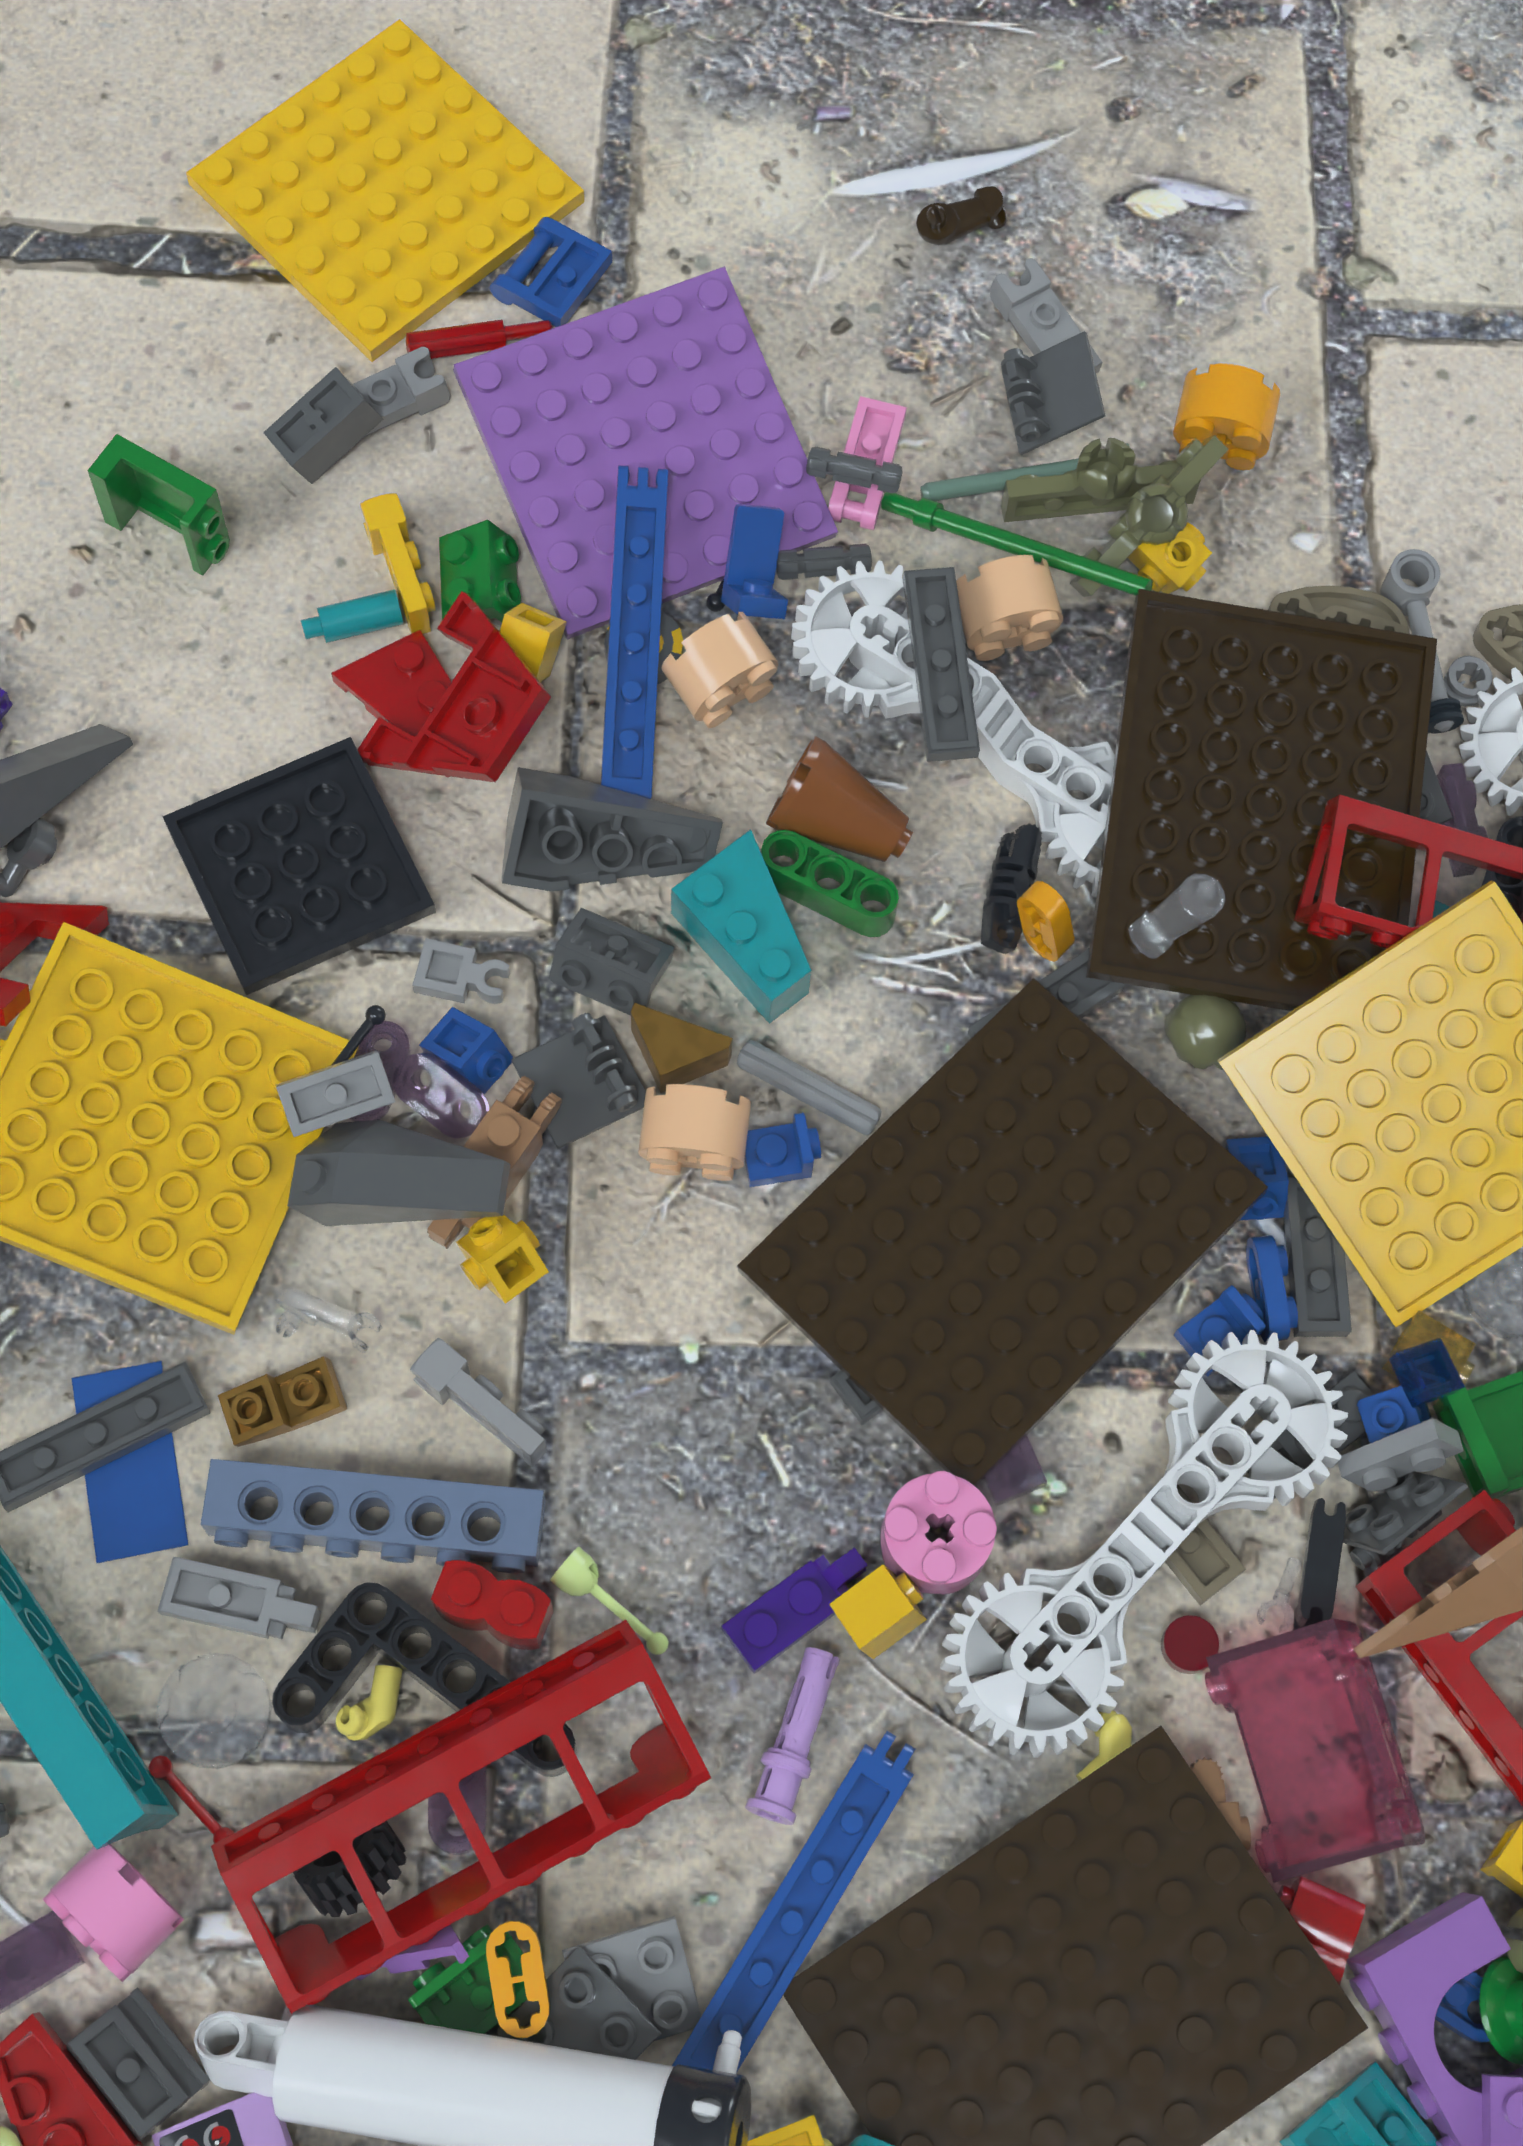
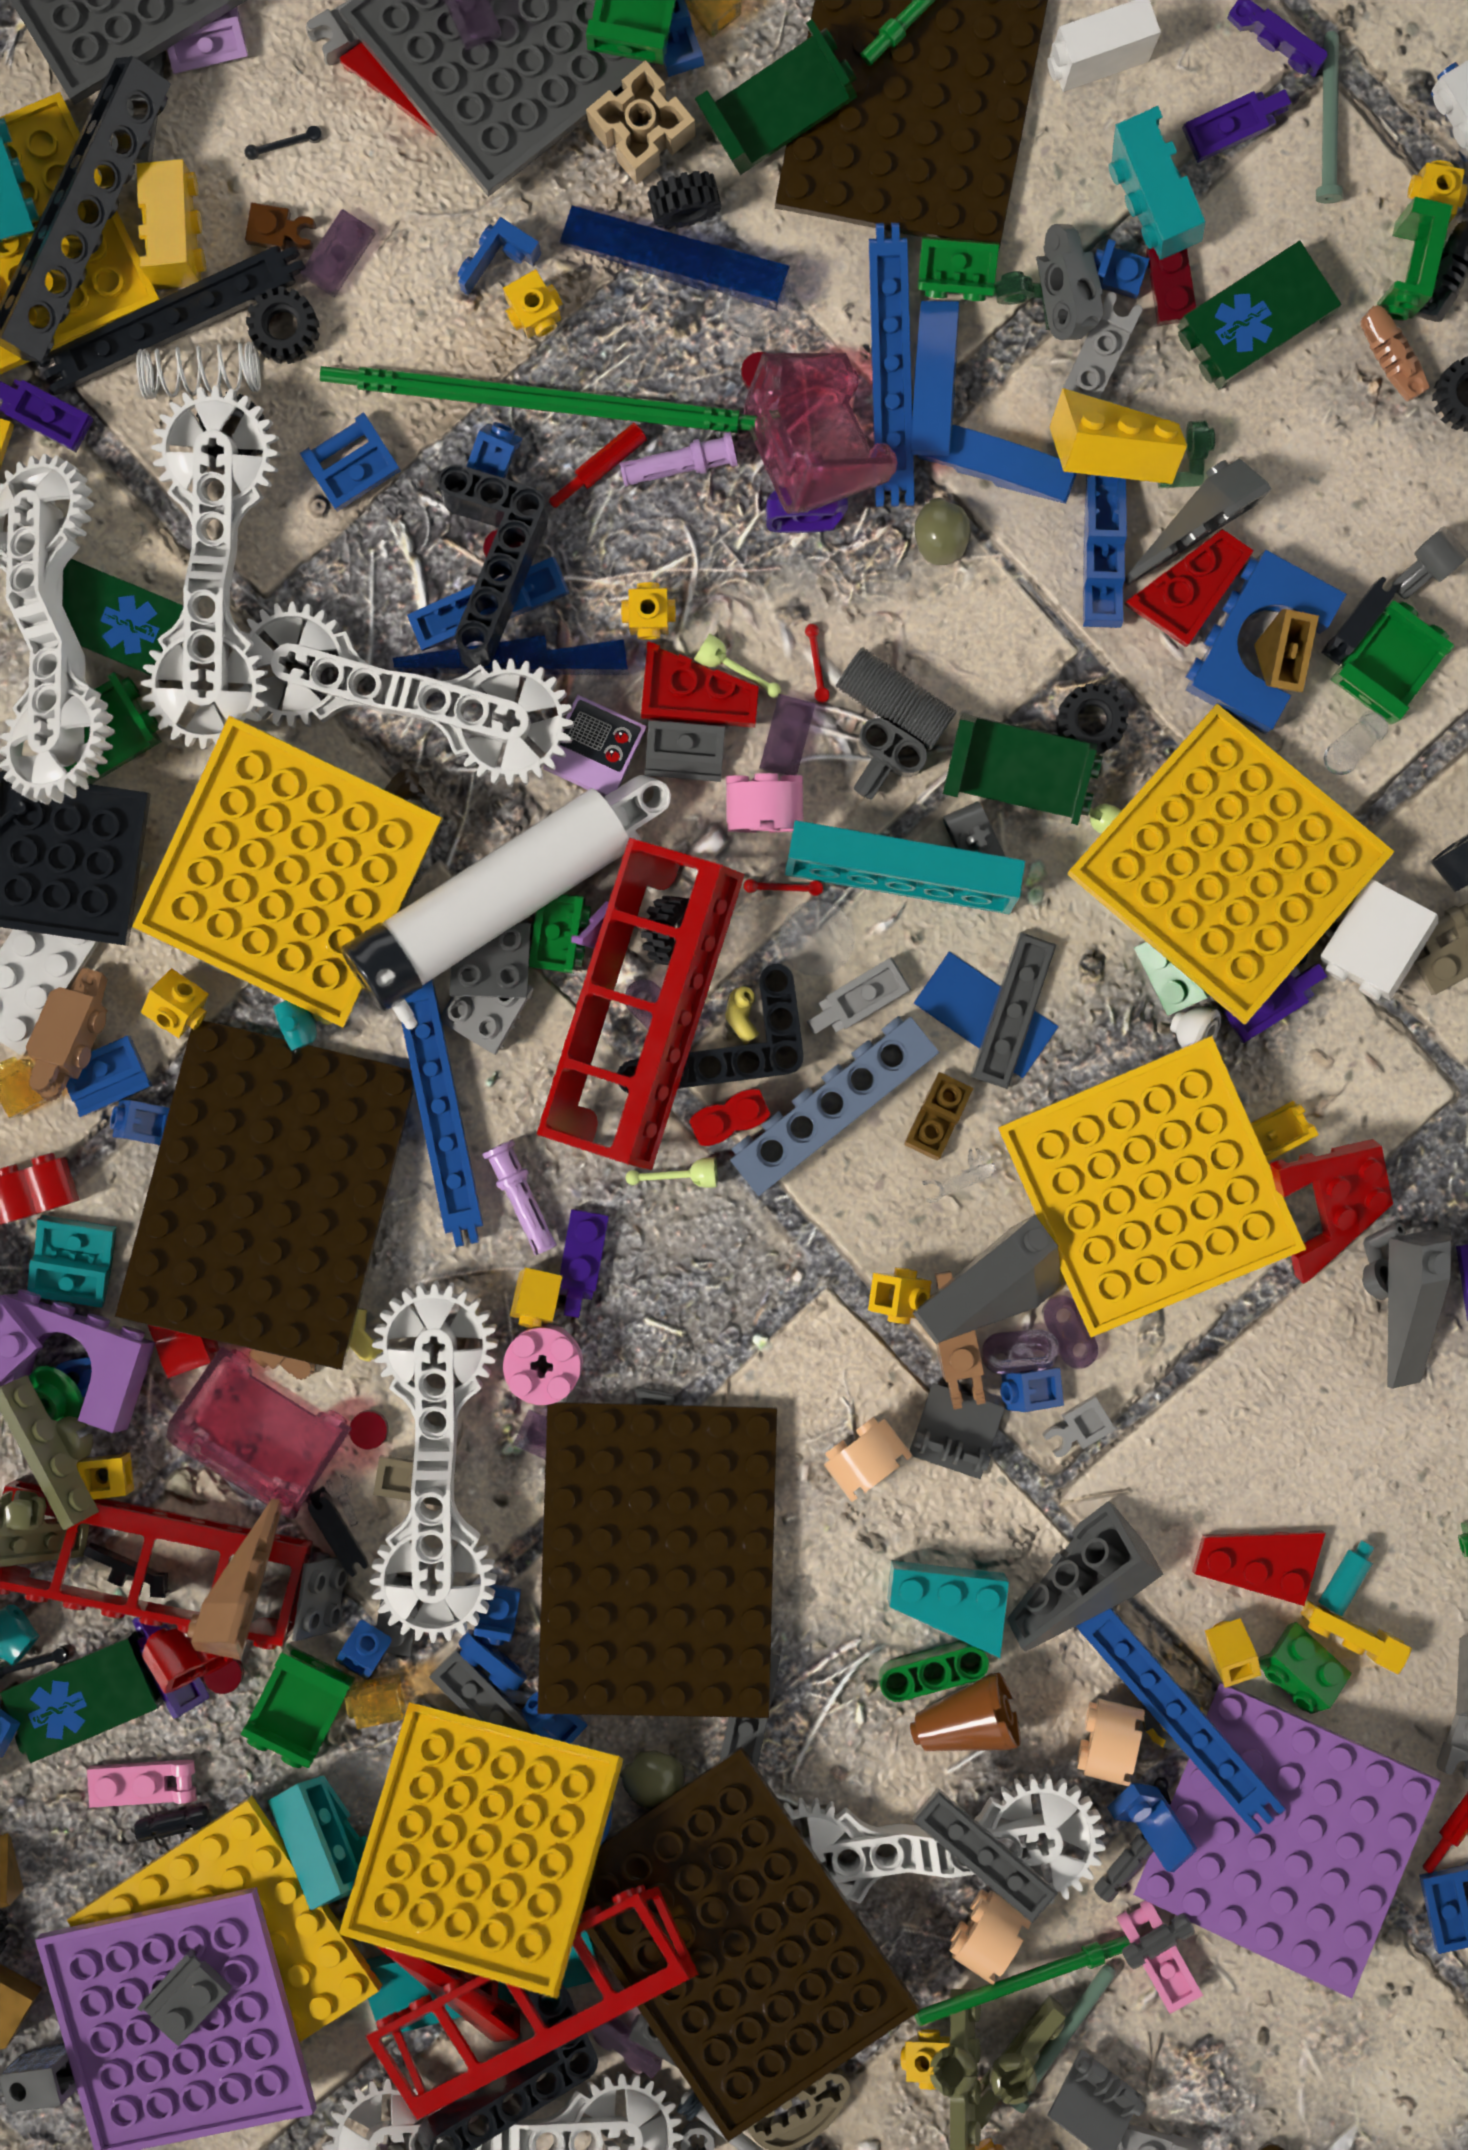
camera: 140 degrees right, 20 degrees up
(299, 865) = (1227, 1406): black plate -> none
(335, 1093) = (1071, 1297): light grey plate -> none
(374, 1016) = (1086, 1298): black hinge -> none
(447, 1375) = (870, 1207): light grey plate -> none
(478, 716) = (1212, 1586): red wing -> none
(502, 1979) = (534, 962): light orange beam -> none
(609, 961) = (1006, 1511): dark grey bracket -> none
(677, 1049) = (923, 1495): pearl gold slope -> none
(781, 1152) = (813, 1493): blue bracket -> none
(809, 1087) = (834, 1543): light grey axle -> none
(1010, 877) = (833, 1763): black hinge -> none
(1045, 921) = (793, 1759): light orange beam -> none
(1184, 909) = (720, 1833): clear piece -> none
(1412, 1449) = (336, 1640): light grey plate -> none
(1426, 1372) = (367, 1686): clear blue tile -> none

